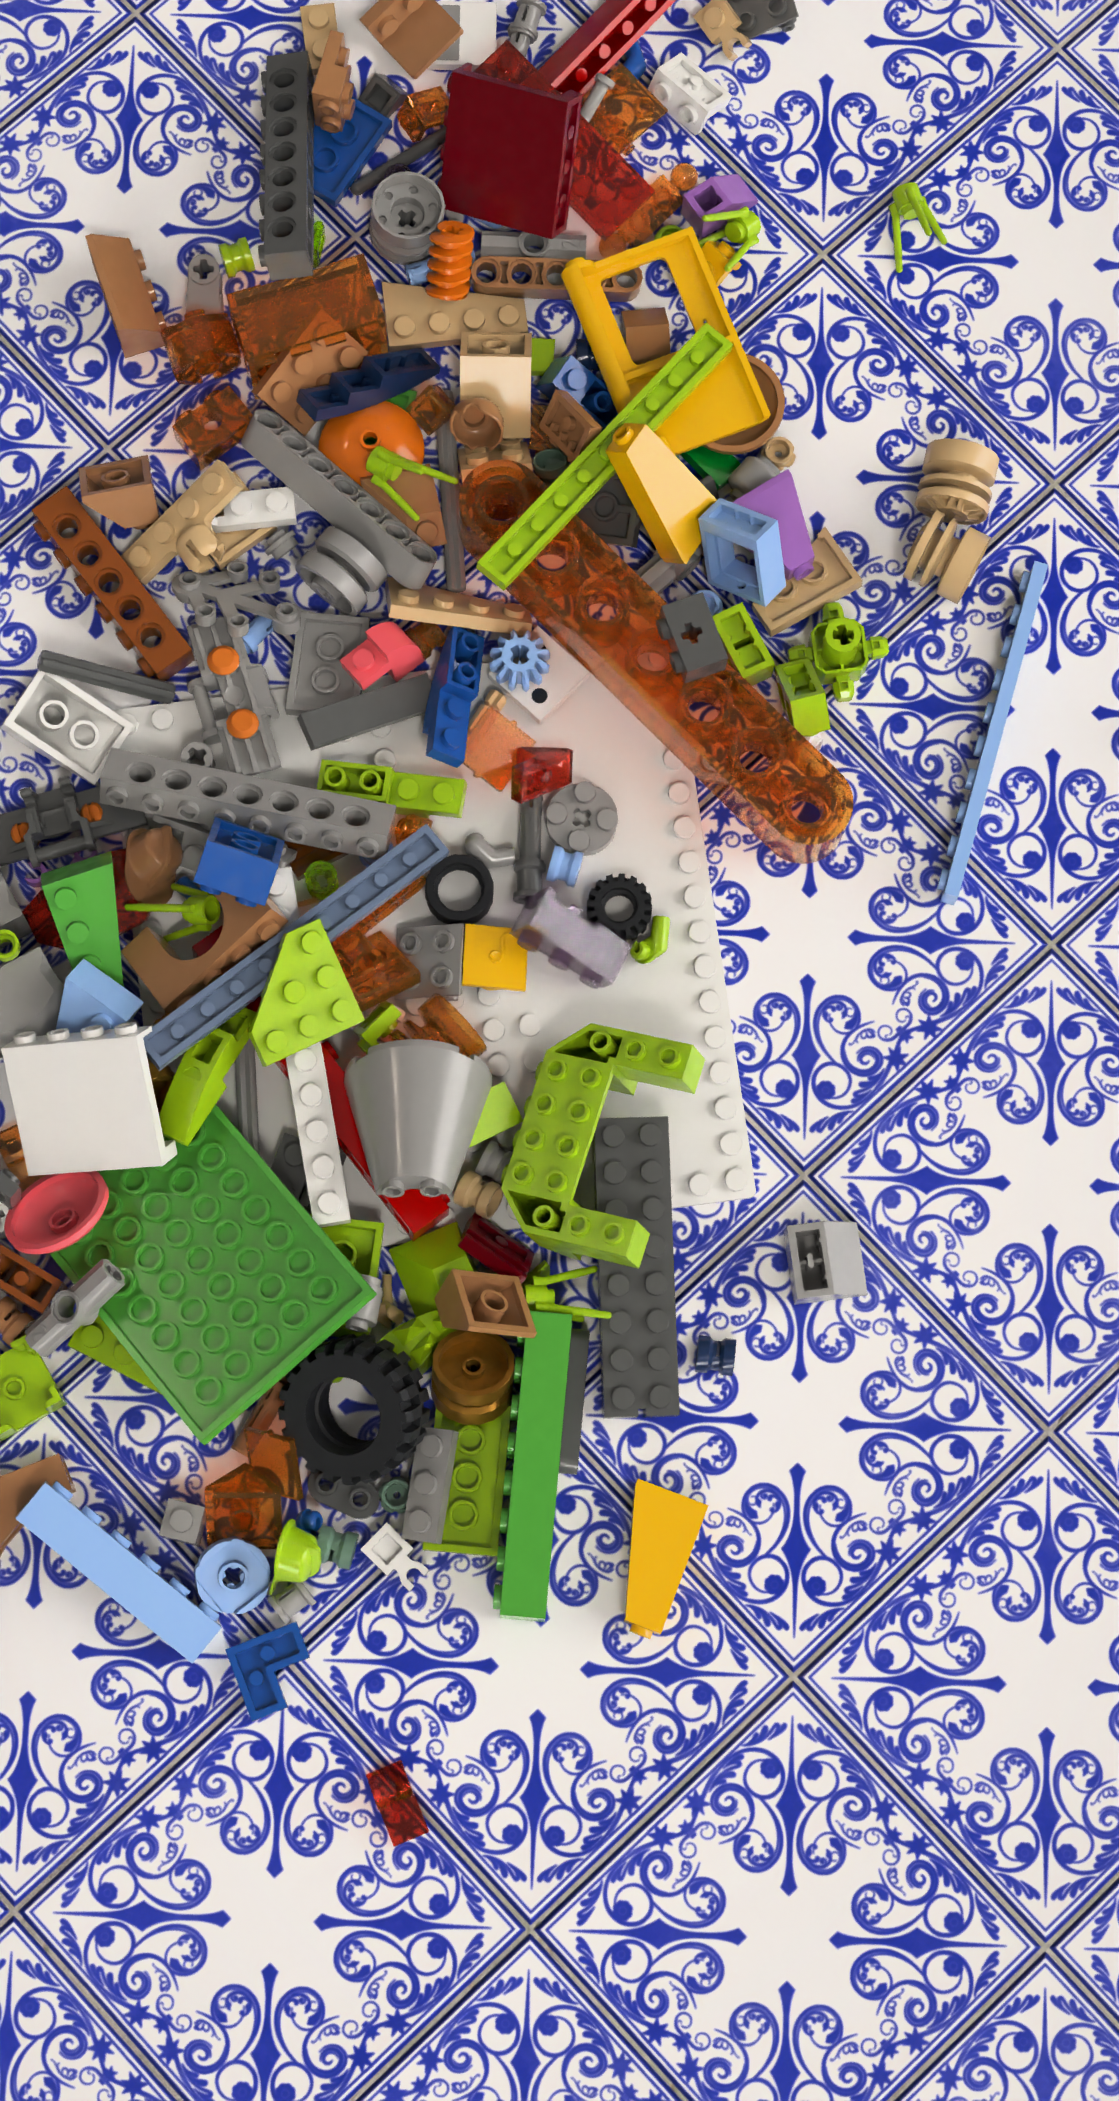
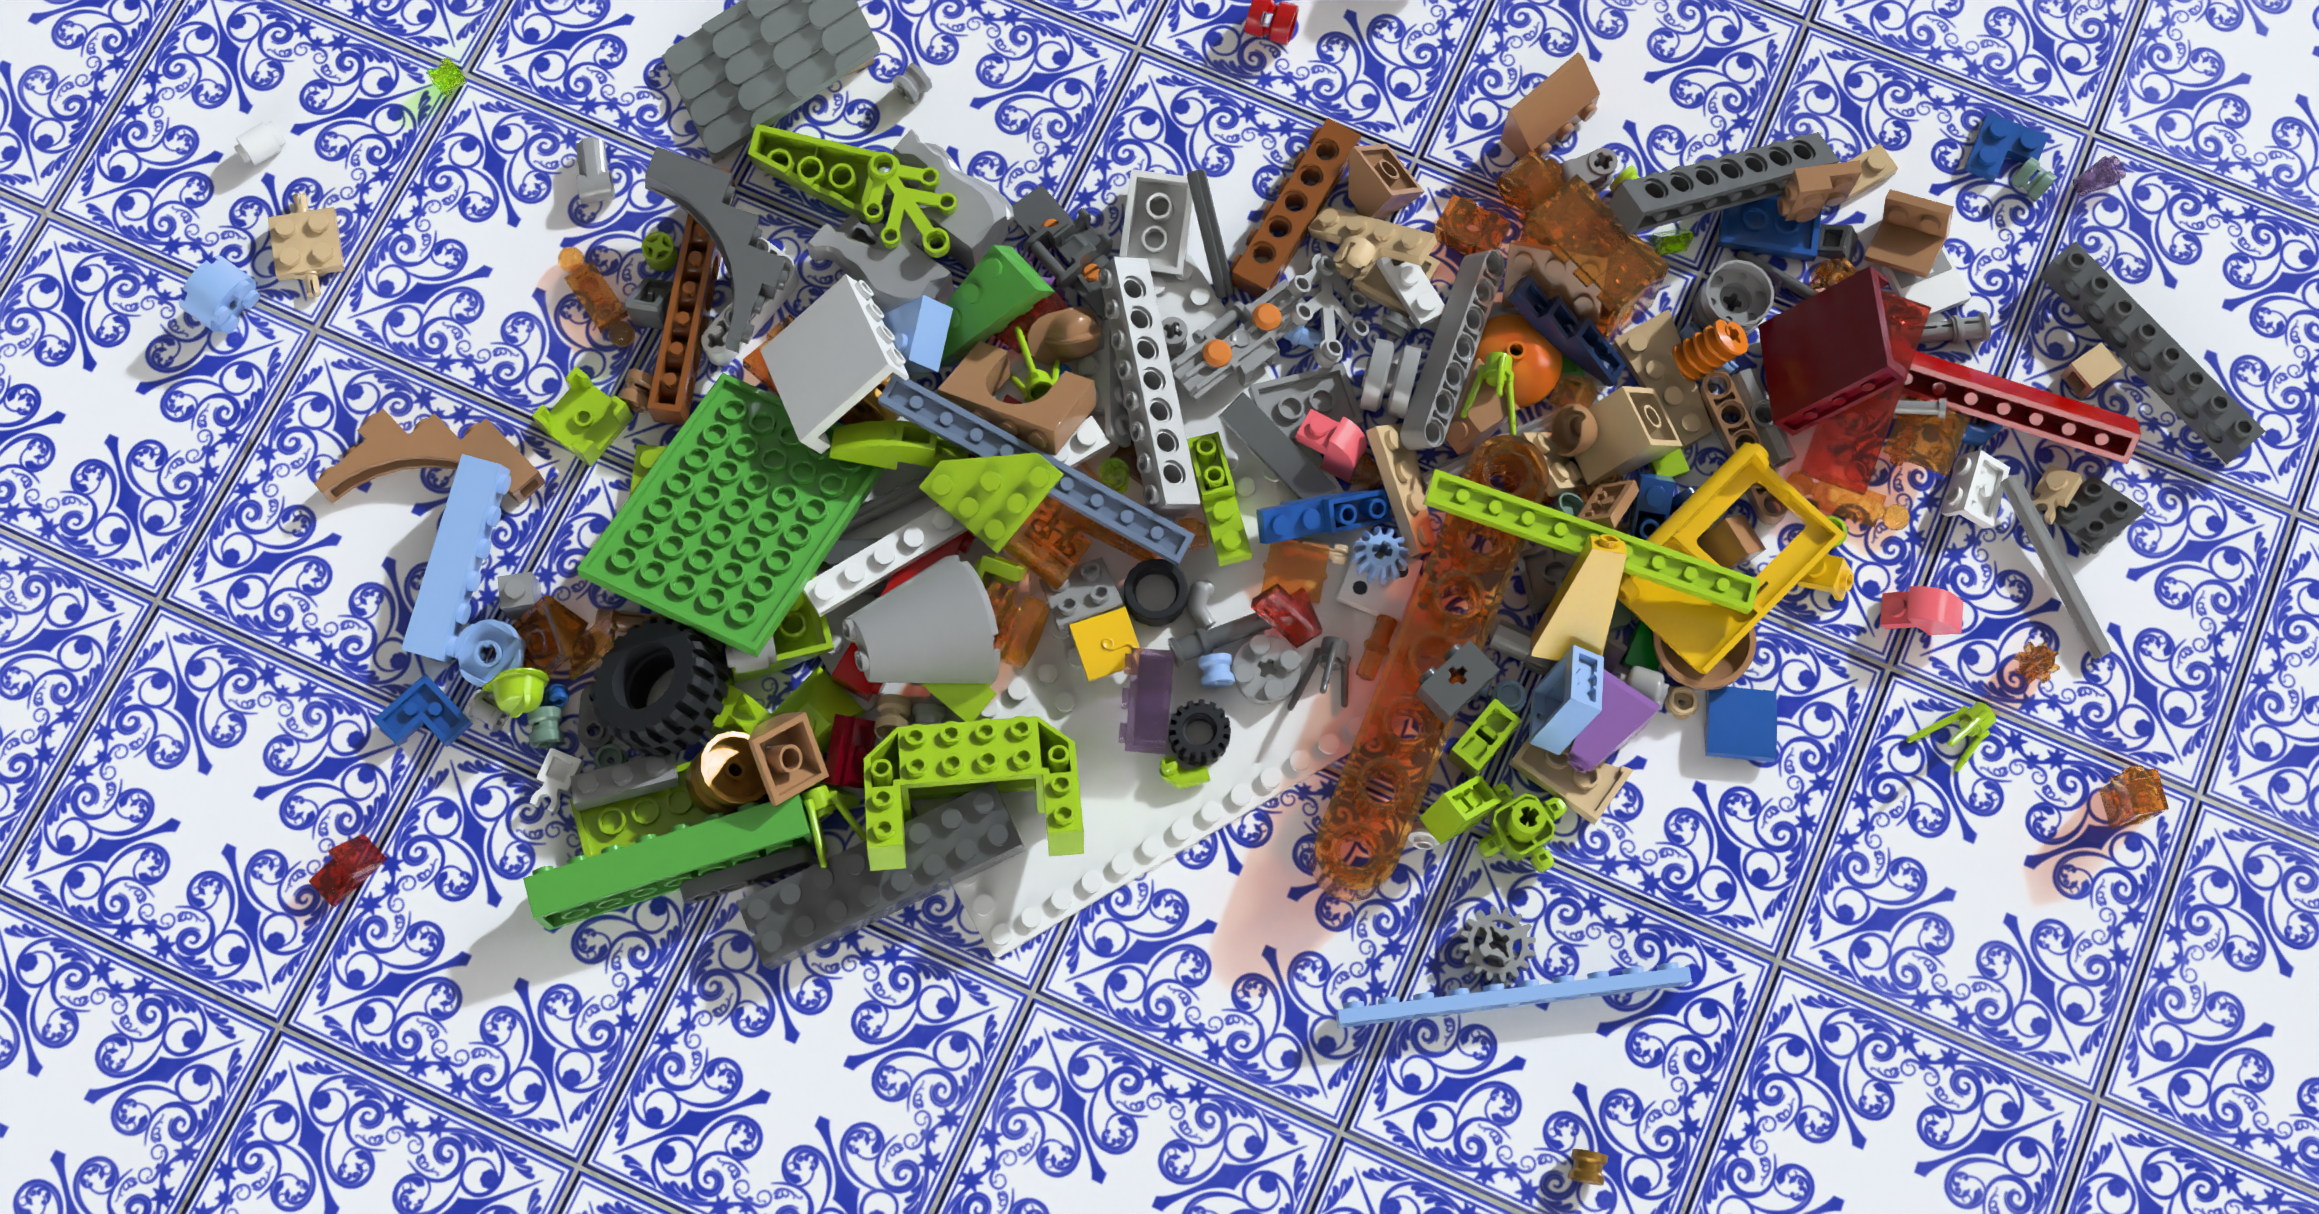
camera: 70 degrees right, 5 degrees down
(56, 1212) = (733, 381): coral dish -> none
(60, 1320) = (659, 429): light grey piece -> none
(239, 862) = (1083, 388): blue slope -> none
(387, 1309) = (764, 686): tan hand -> none
(597, 751) = (1331, 657): none -> dark grey plant
(606, 706) = (1376, 647): none -> clear orange axle
(660, 1546) = (644, 1000): yellow slope -> none
(707, 1359) = (834, 979): dark blue wheel -> none
(715, 196) = (1886, 554): medium lavender slope -> none
(740, 228) = (1873, 584): lime plant -> none
(785, 197) = (1923, 607): none -> coral brick
(794, 60) = (2055, 566): none -> light grey axle
(823, 409) = (1741, 724): none -> blue slope
(824, 1261) = (956, 1041): light grey slope -> none
(878, 122) = (2028, 662): none -> clear orange gear
(926, 727) = (1505, 957): none -> light grey gear
(946, 556) = (1653, 881): tan wheel -> none
(957, 480) = (1729, 866): tan wheel -> none
(1041, 101) = (2133, 797): none -> clear orange brick

